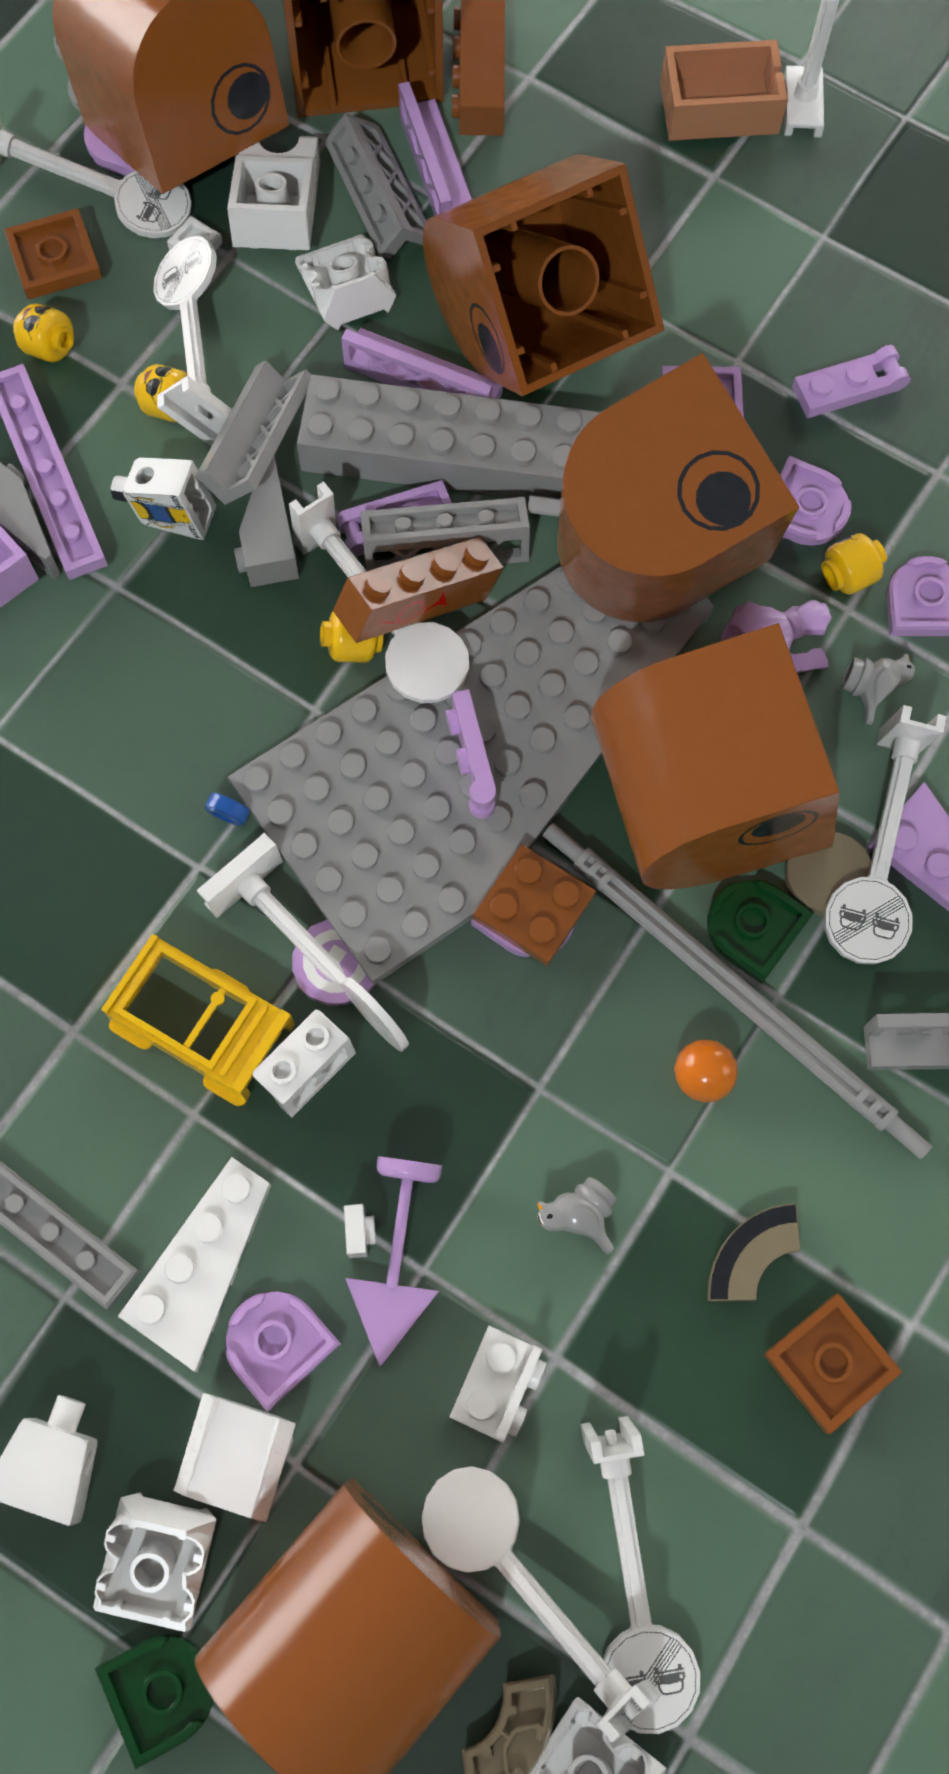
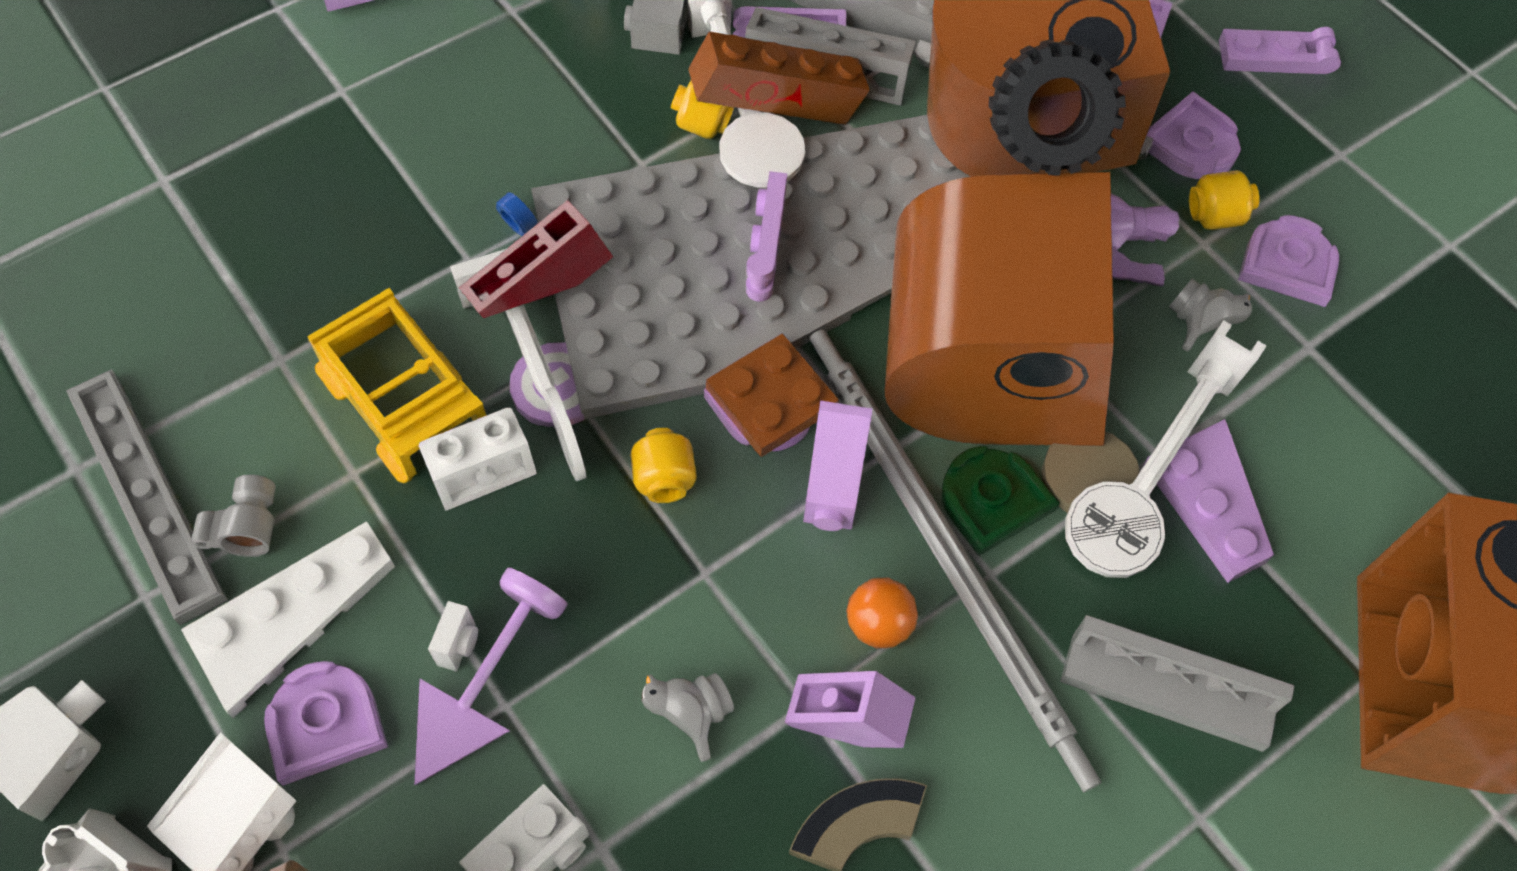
camera: 20 degrees right, 10 degrees down
(126, 1203) = (242, 527): none -> light grey piece
(279, 863) = (542, 262): none -> dark red slope
(467, 1006) = (663, 465): none -> yellow head
(624, 962) = (836, 465): none -> lavender slope
(712, 1163) = (852, 708): none -> lavender slope
(737, 602) = (1090, 129): none -> black tyre

